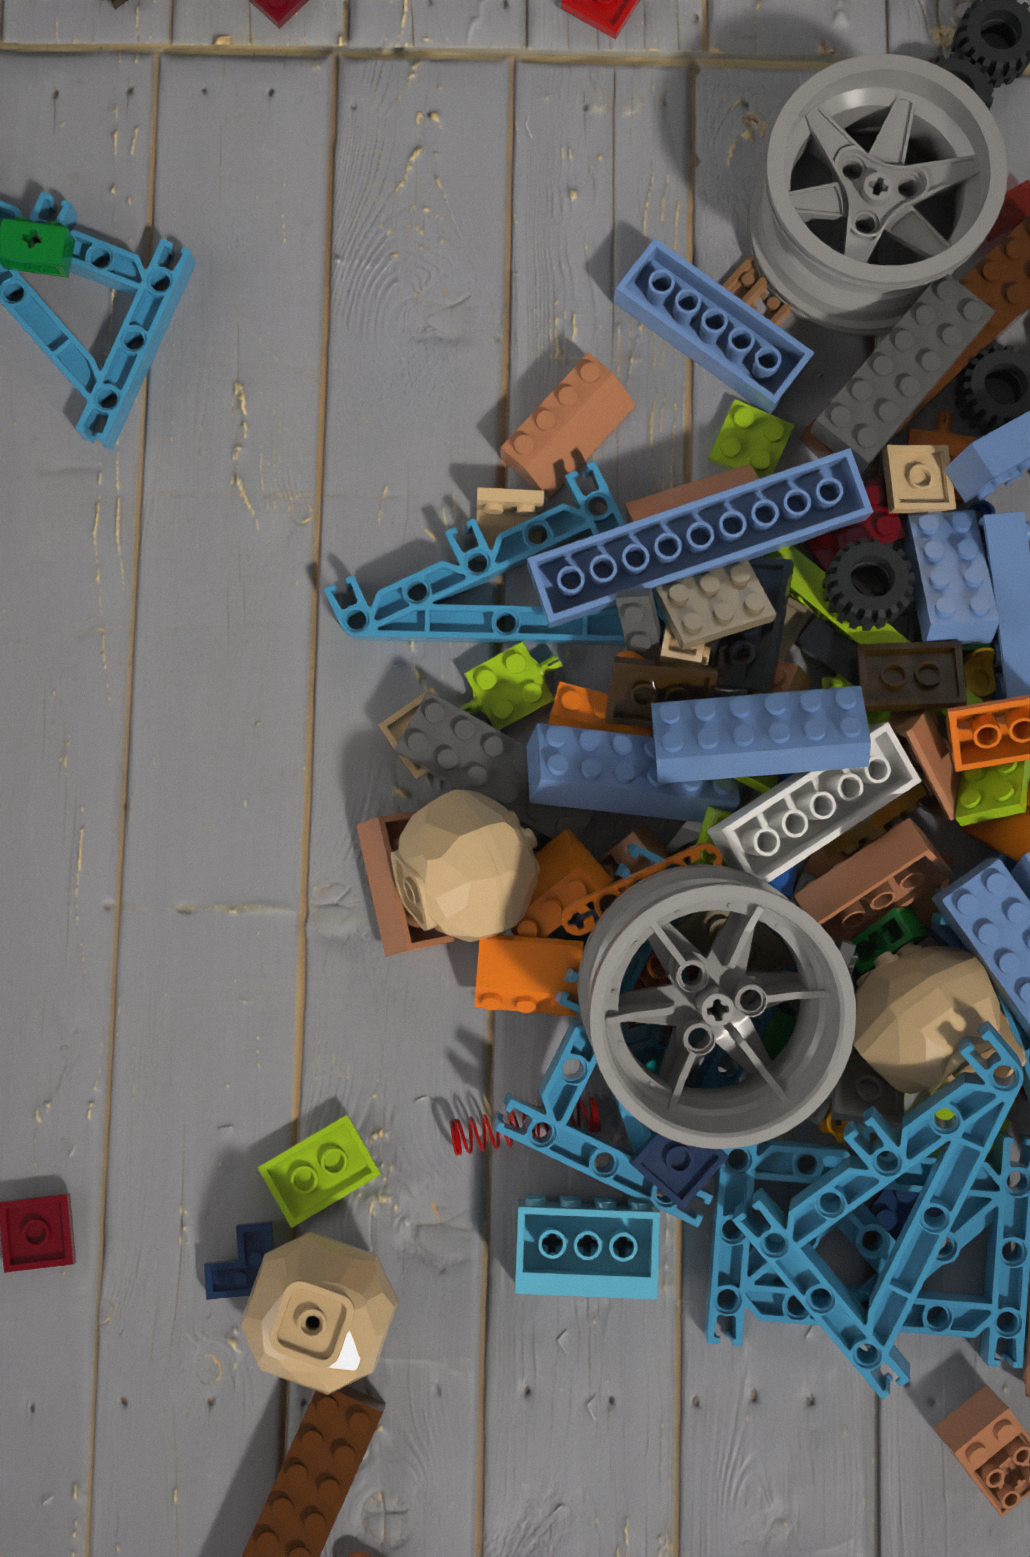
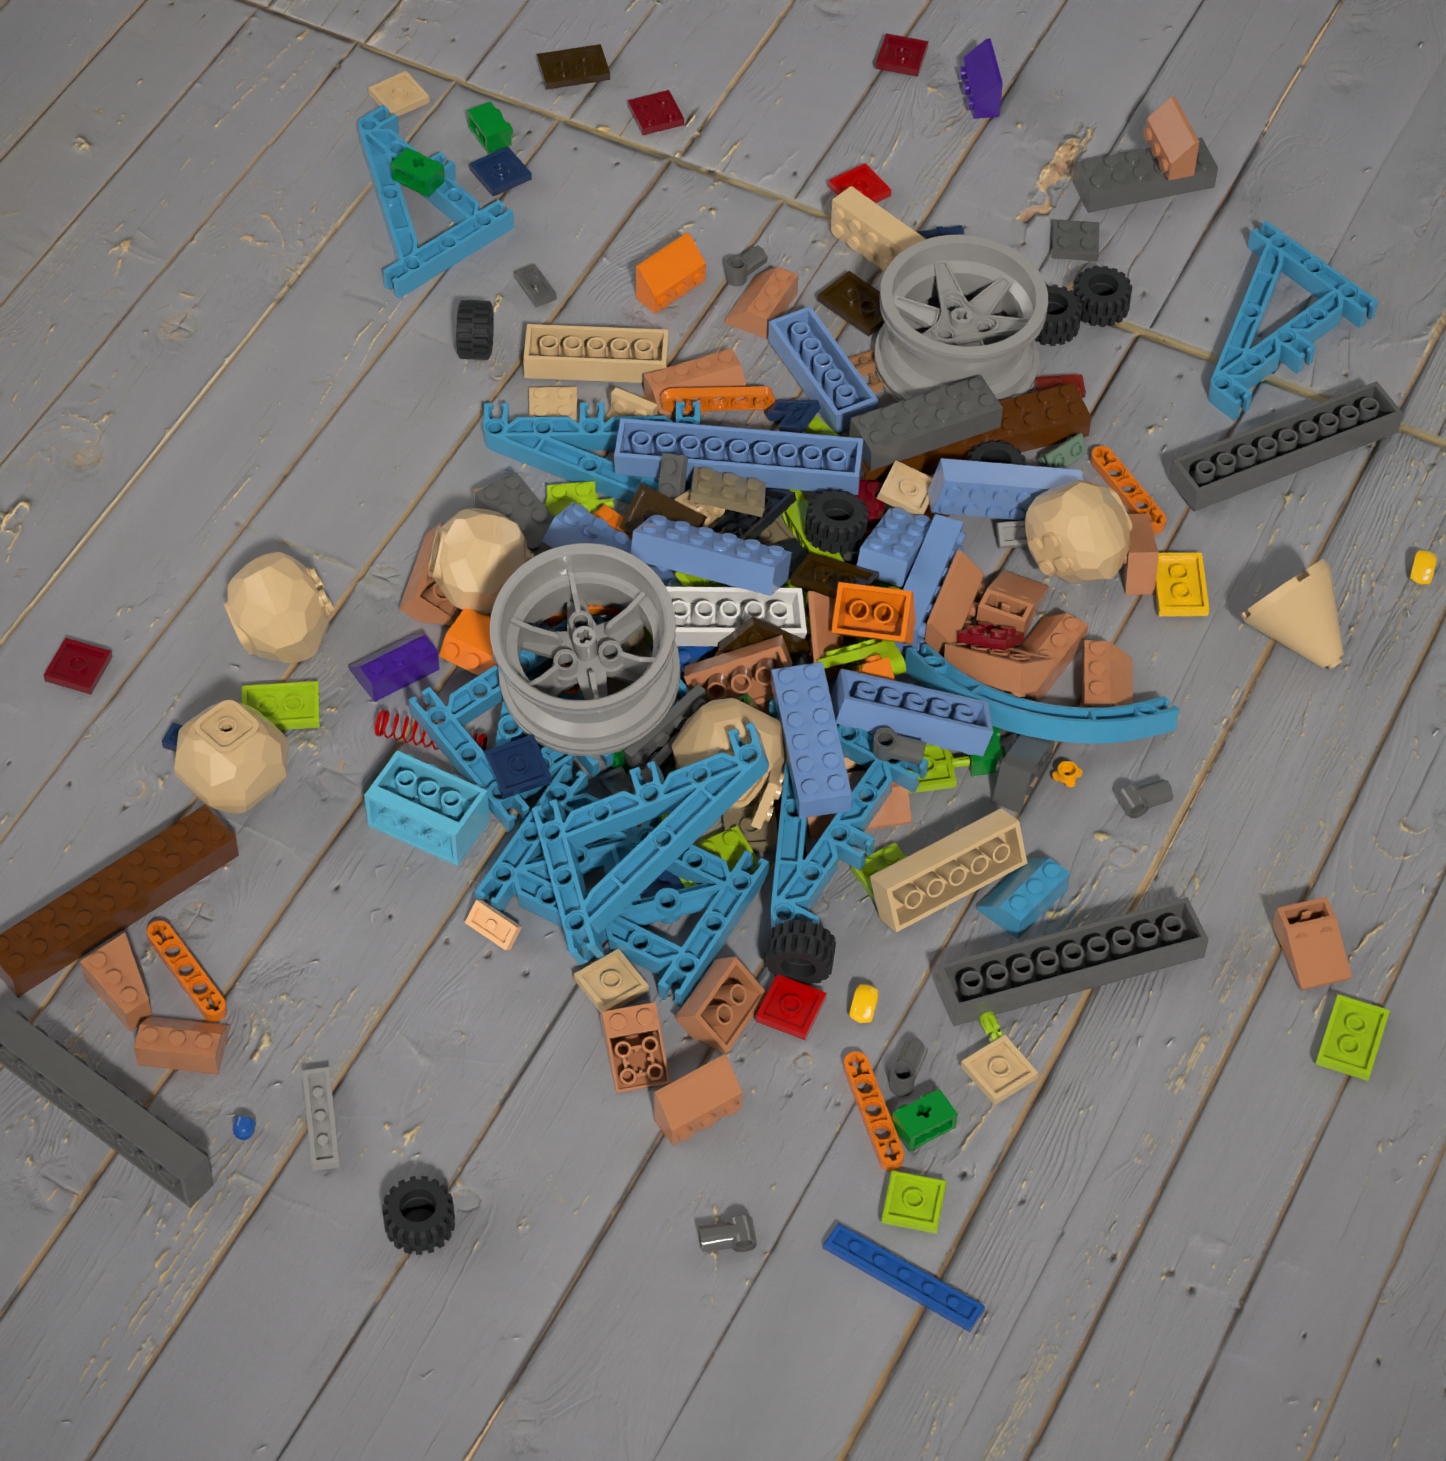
camera: 25 degrees right, 30 degrees down
(79, 112) = (489, 127): none -> green brick
(132, 180) = (500, 171): none -> dark blue plate
(247, 1051) = (279, 608): none -> tan rock
(249, 476) = (475, 329): none -> black tyre
(278, 352) = (535, 285): none -> flat silver plate
(402, 539) = (553, 402): none -> tan plate
(418, 434) = (594, 353): none -> tan brick
(420, 1038) = (396, 666): none -> dark purple slope
(446, 260) = (669, 273): none -> orange slope
(526, 194) = (741, 266): none -> dark grey piece
(577, 244) = (764, 301): none -> nougat slope
(606, 437) = (762, 398): none -> orange beam
(694, 79) = (870, 228): none -> tan brick
(698, 190) = (854, 302): none -> dark brown plate
(716, 410) = (793, 414): none -> dark blue plate
(743, 28) = (940, 231): none -> dark blue pin
(745, 1364) = (493, 924): none -> light nougat plate
(933, 1376) = (611, 982): none -> tan plate

